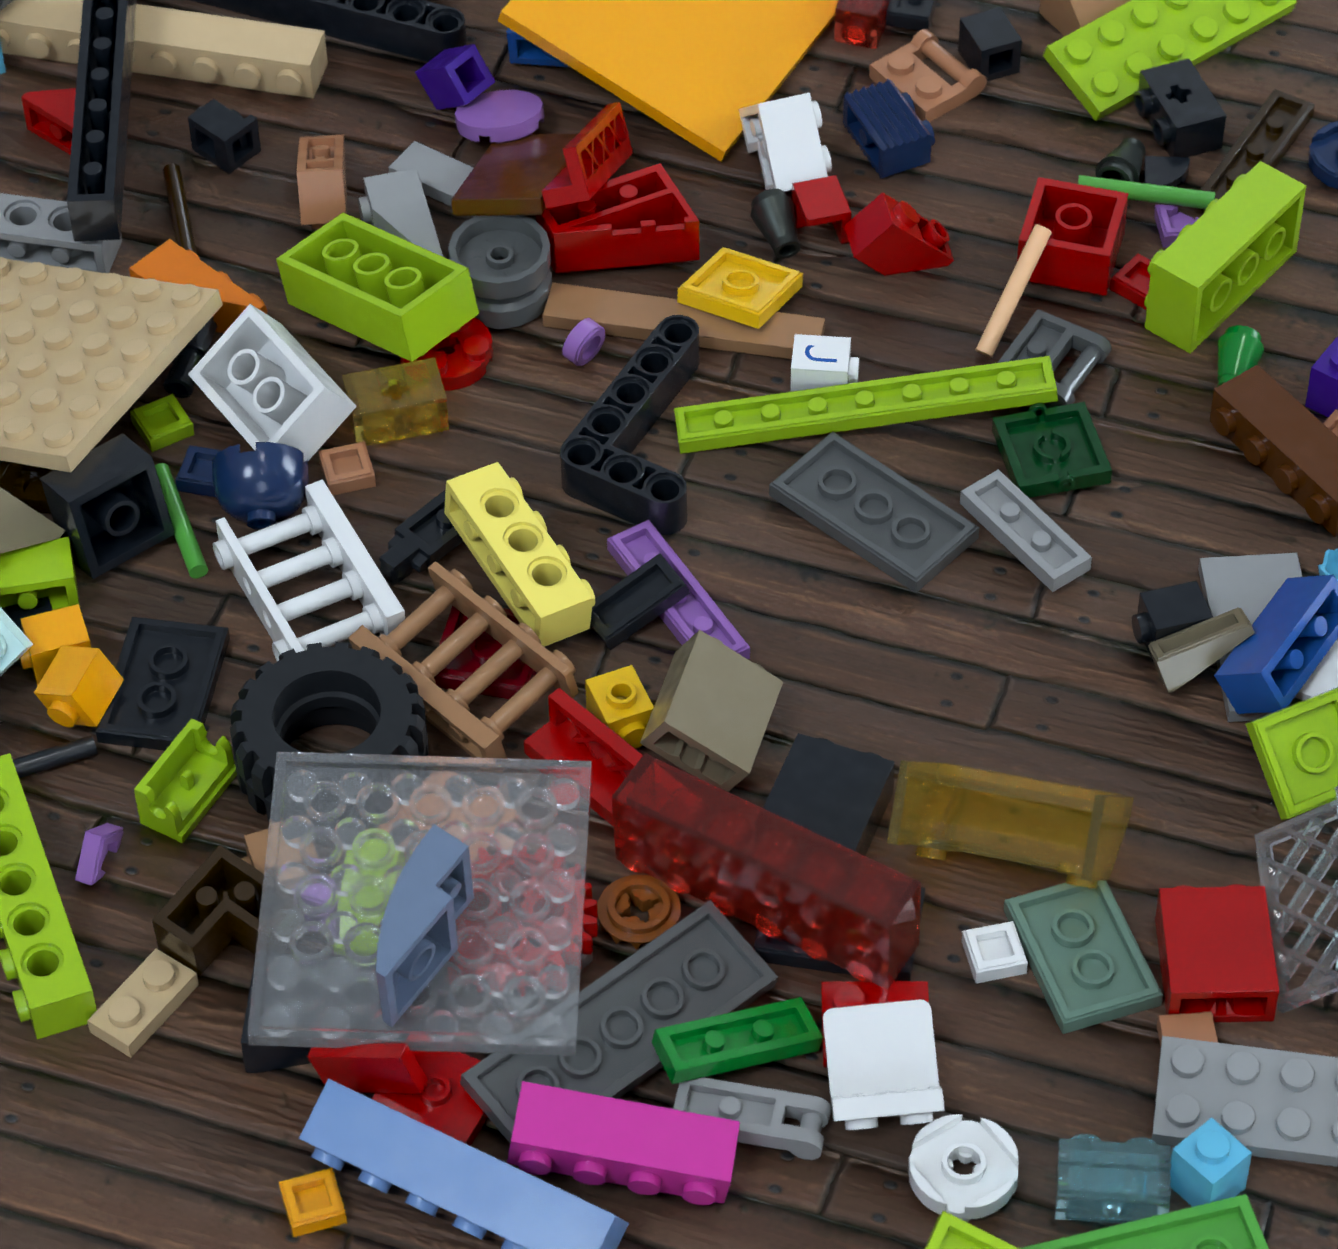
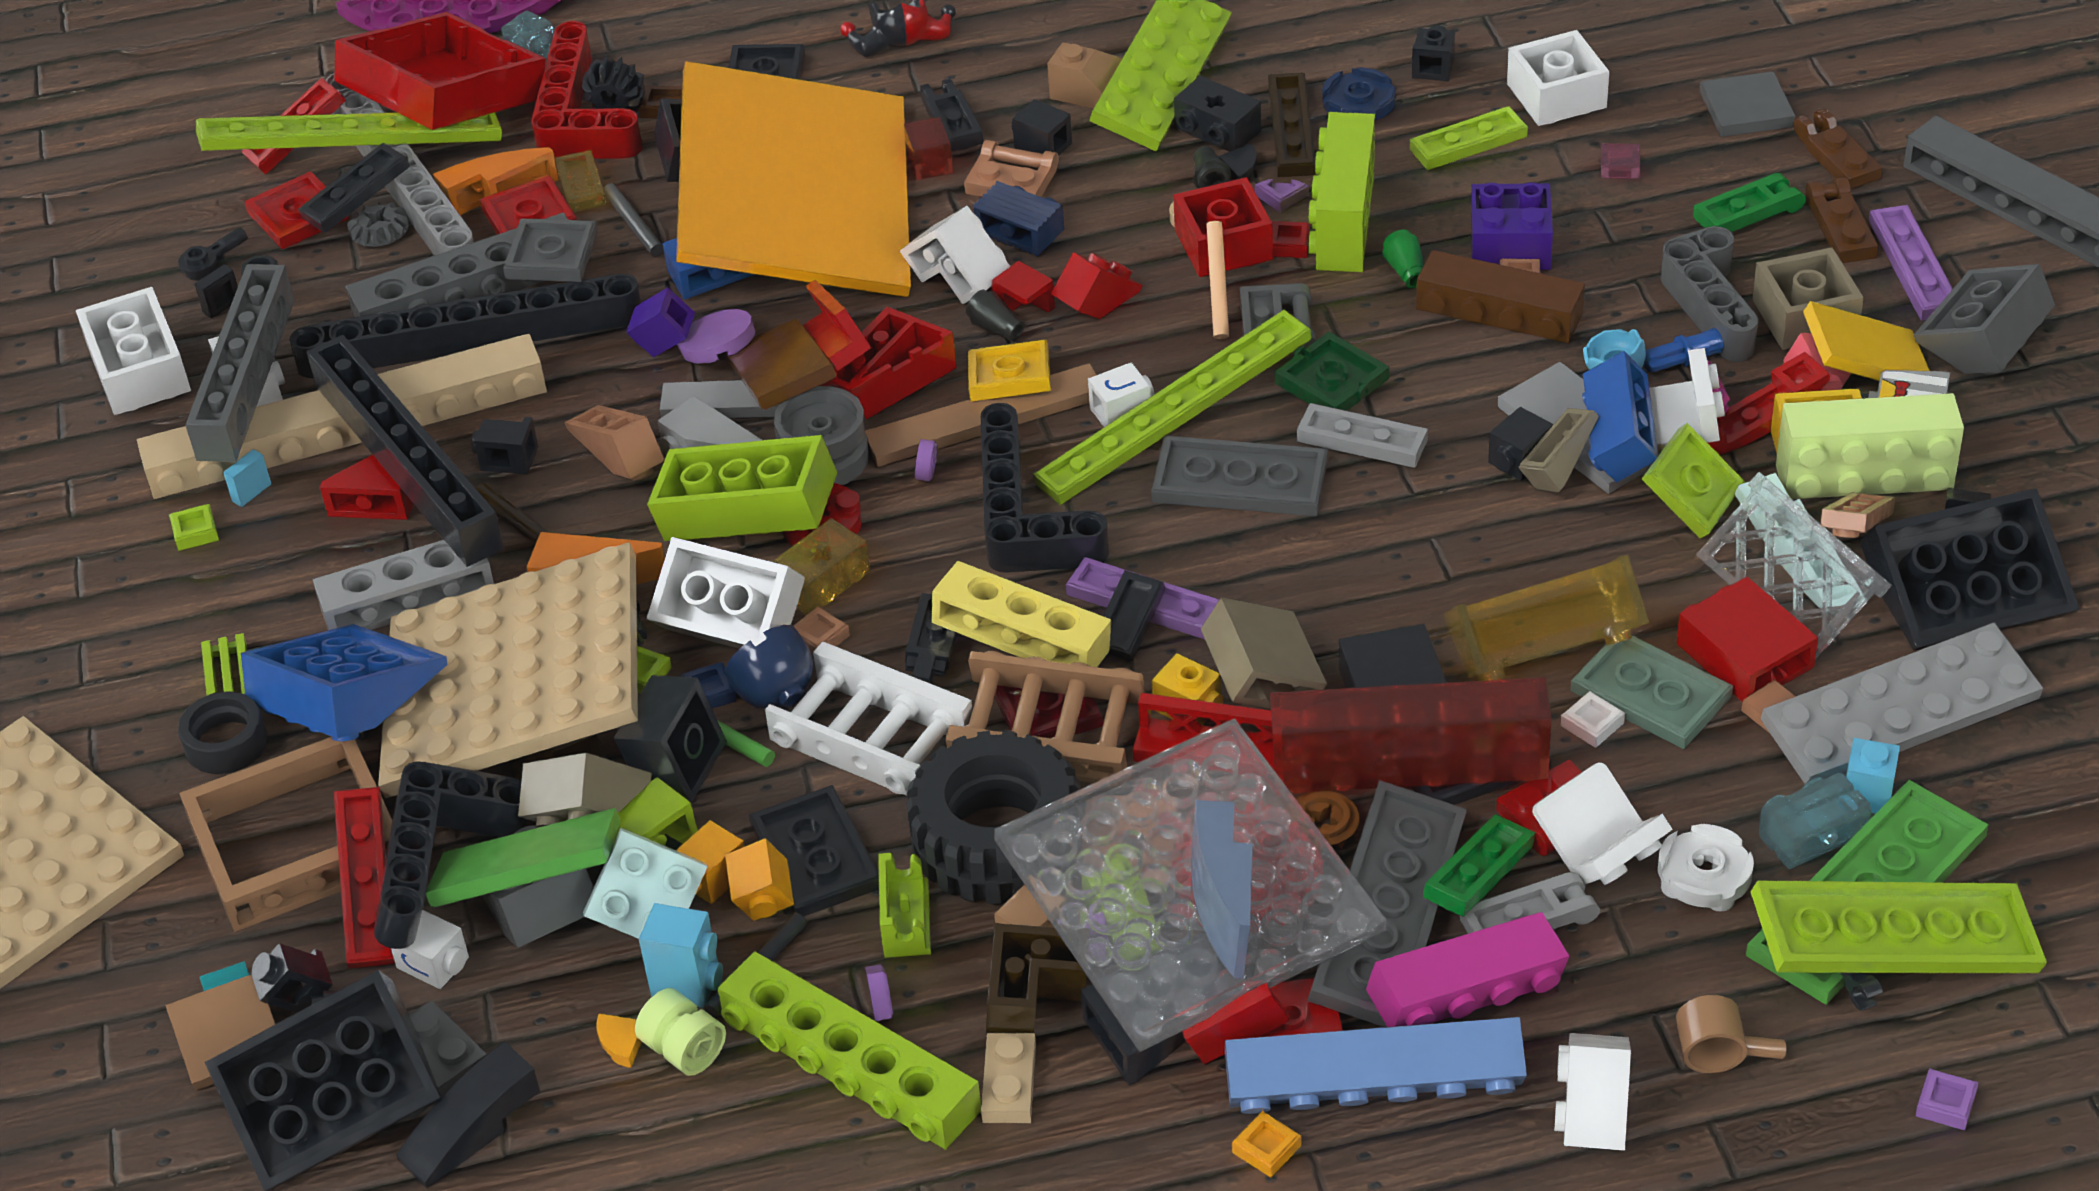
camera: 30 degrees left, 5 degrees down
(1153, 192) = (1257, 173): bright green bar -> none

